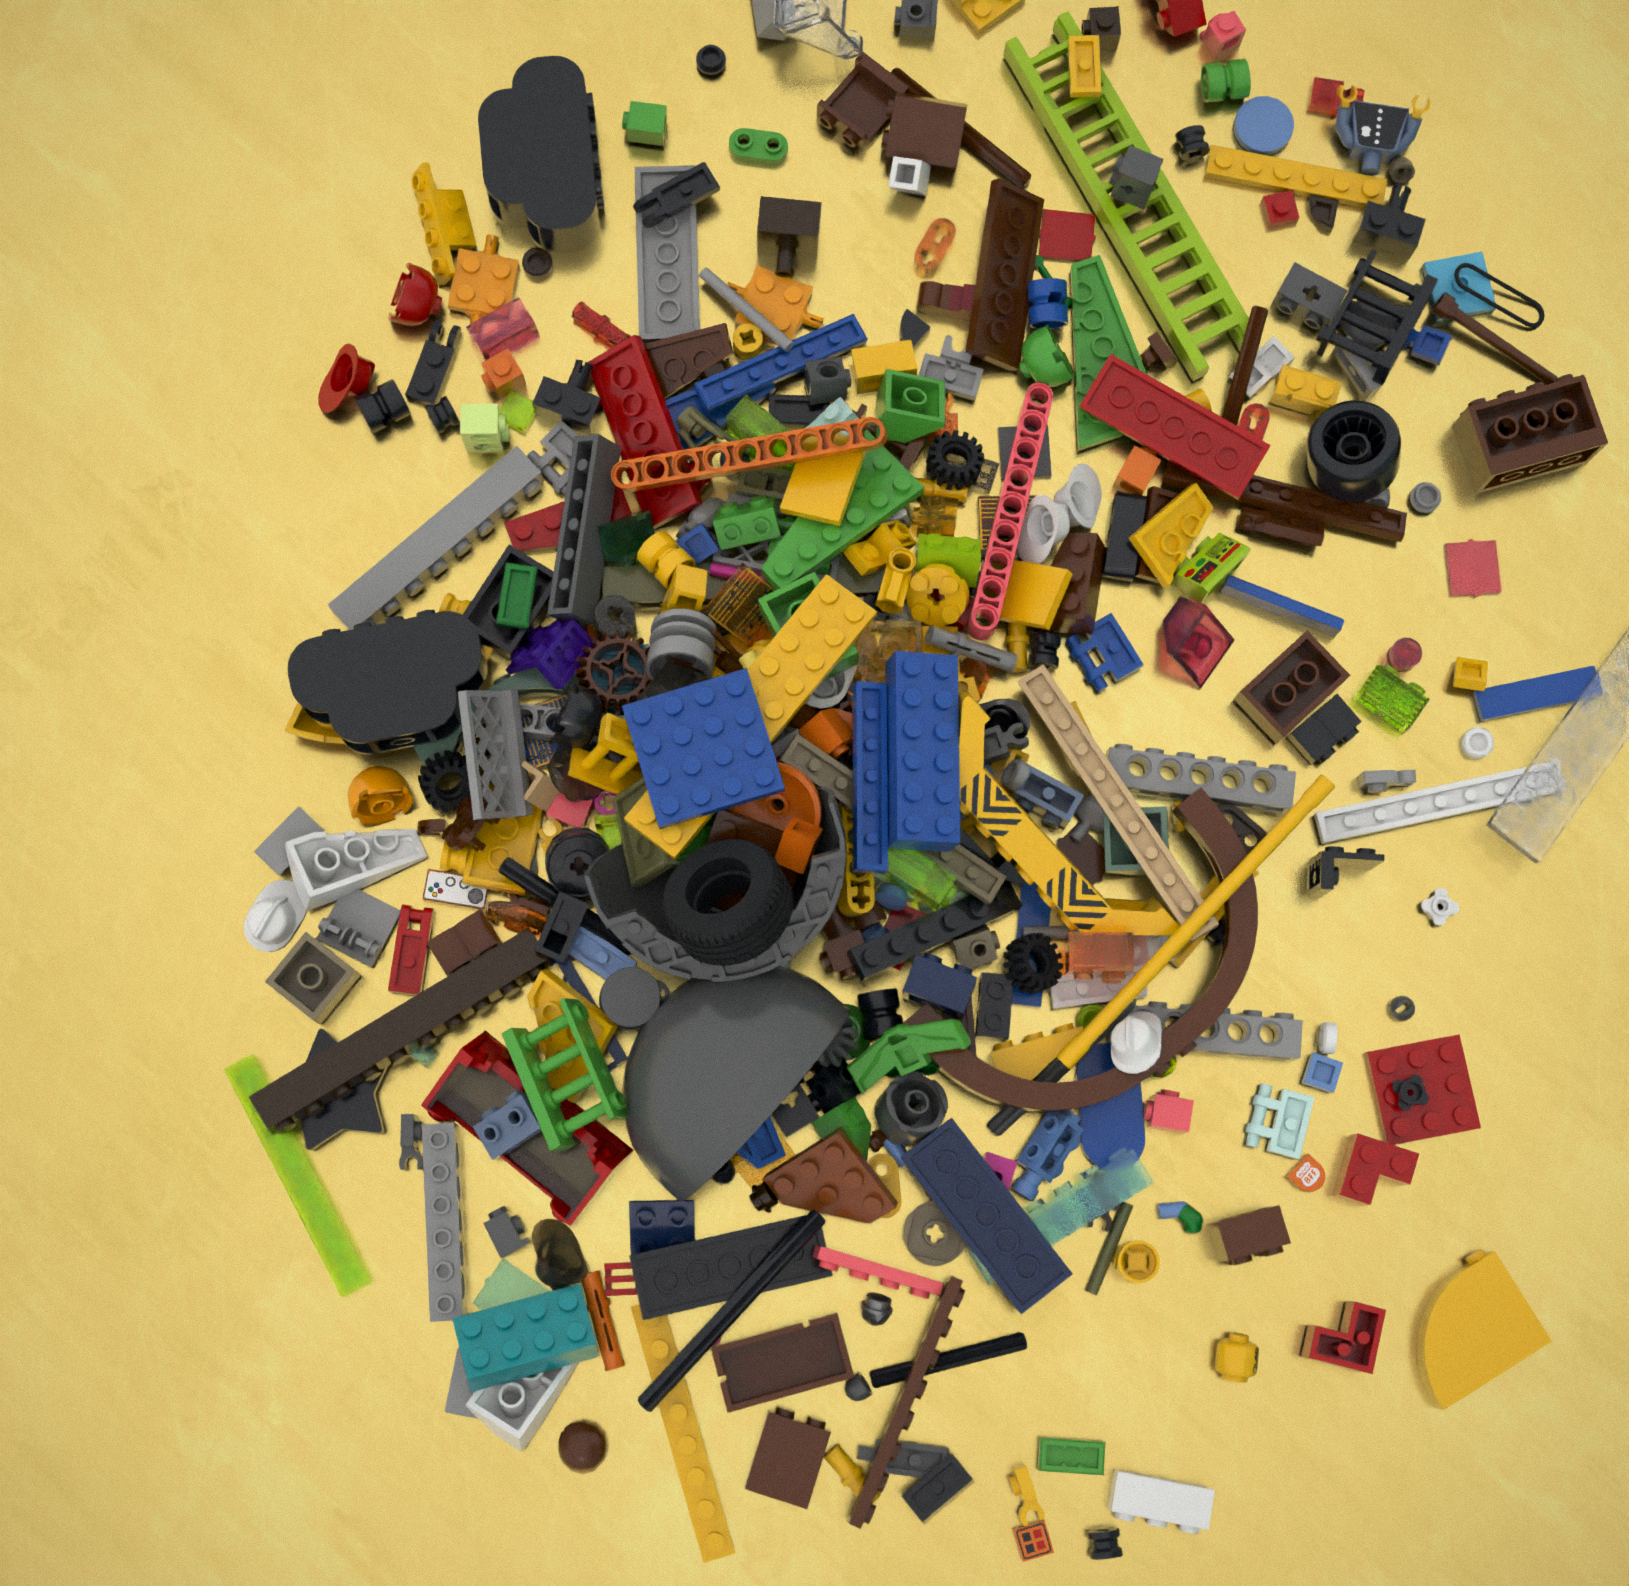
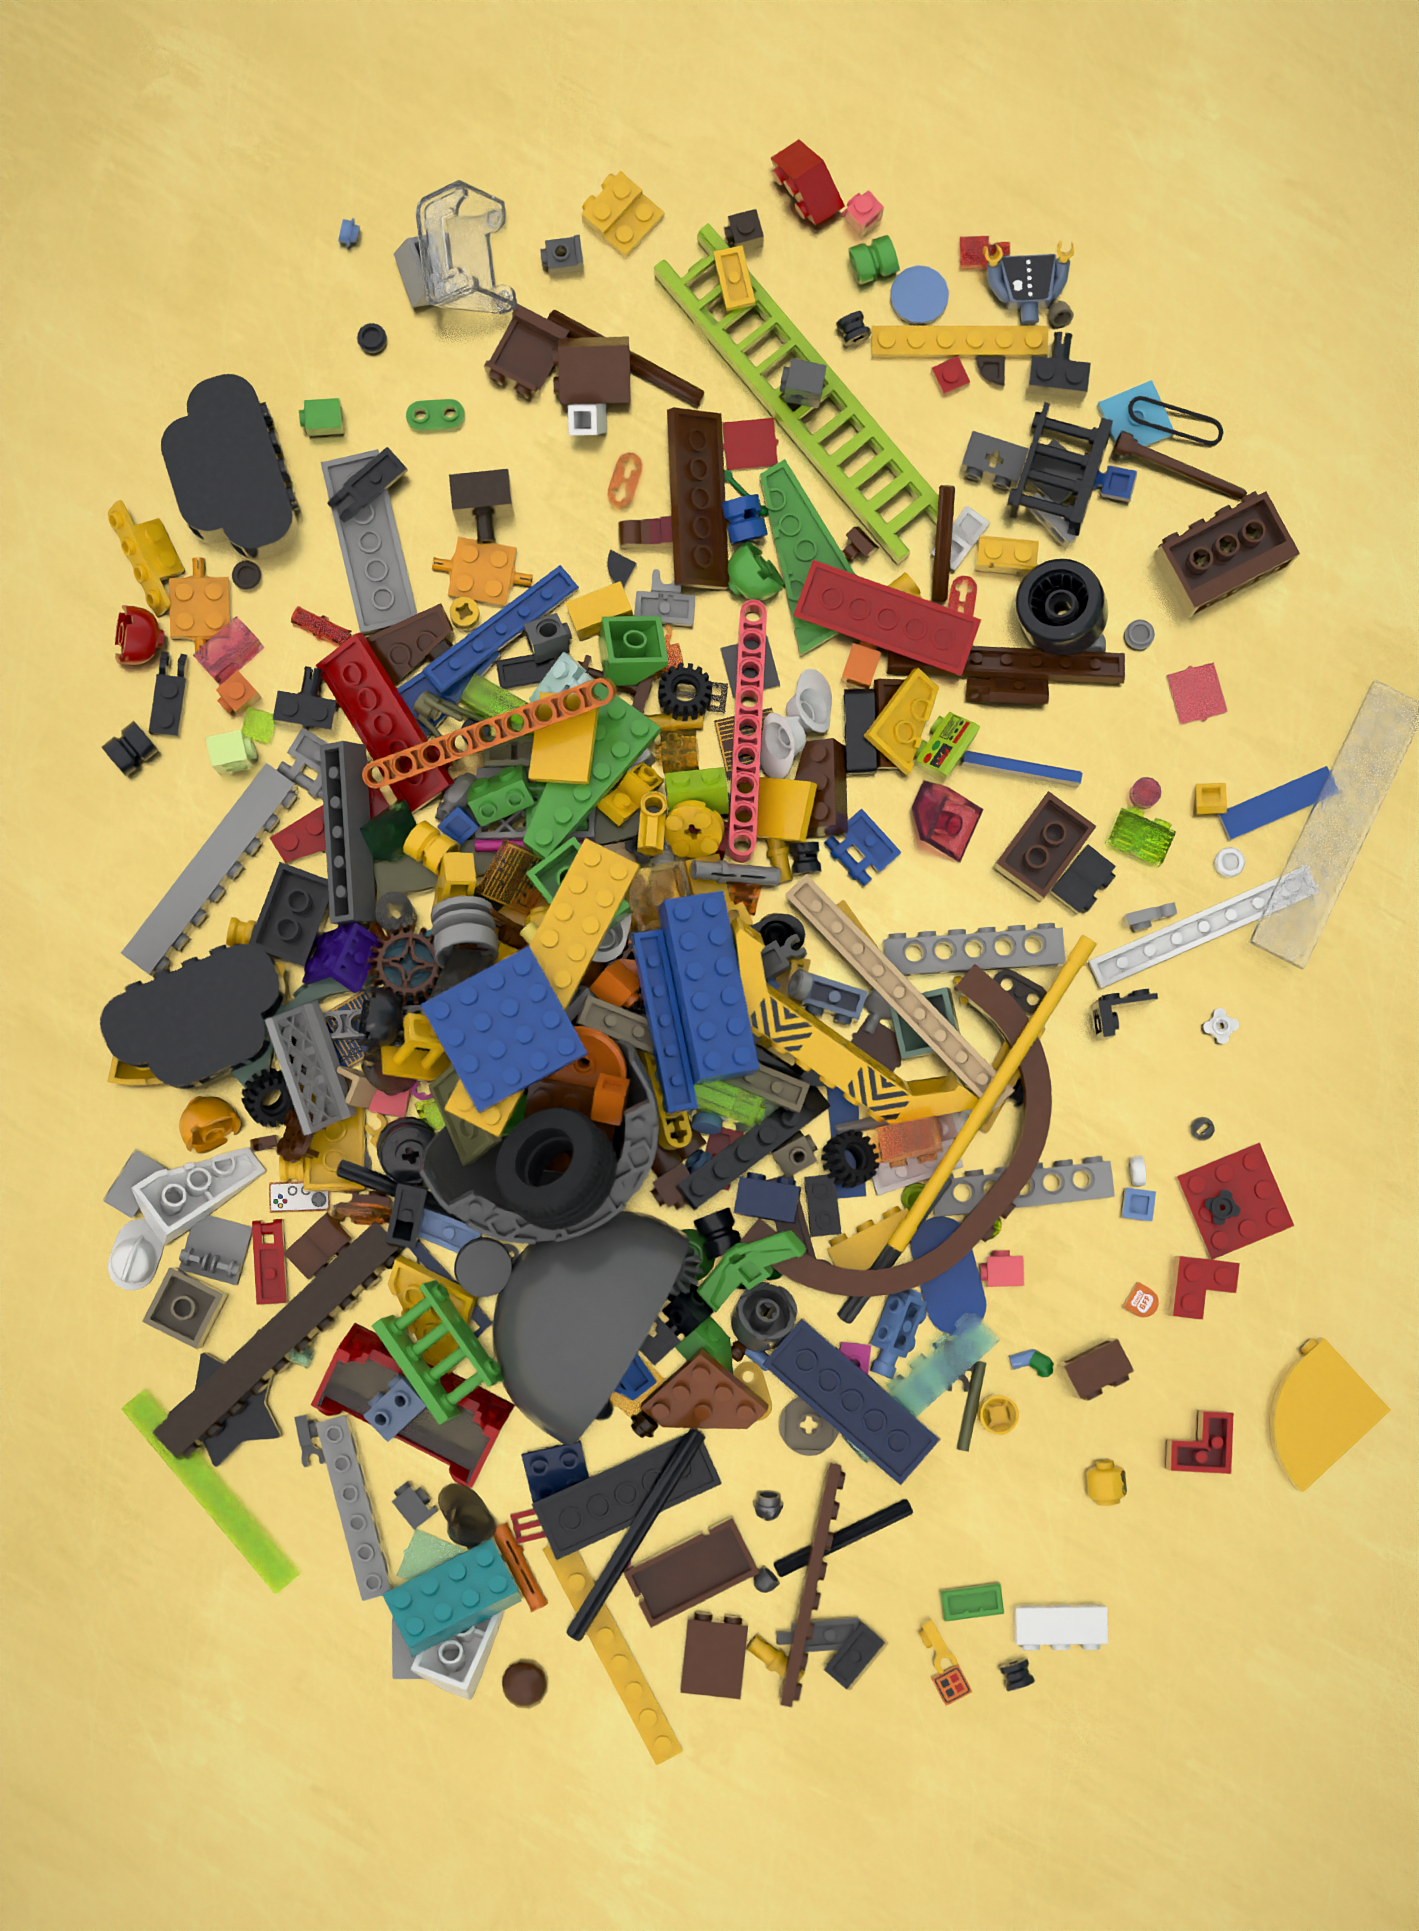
camera: 10 degrees left, 5 degrees up
(345, 379) = (88, 728): red piece -> none
(442, 414) = (188, 745): black wheel -> none
(517, 596) = (298, 910): green tile -> none
(746, 309) = (457, 583): light grey bar -> none
(889, 1276) = (774, 1473): coral plate -> none
(1136, 1042) = (959, 1214): white piece -> none
(1289, 1123) = (1116, 1257): light aqua plate -> none

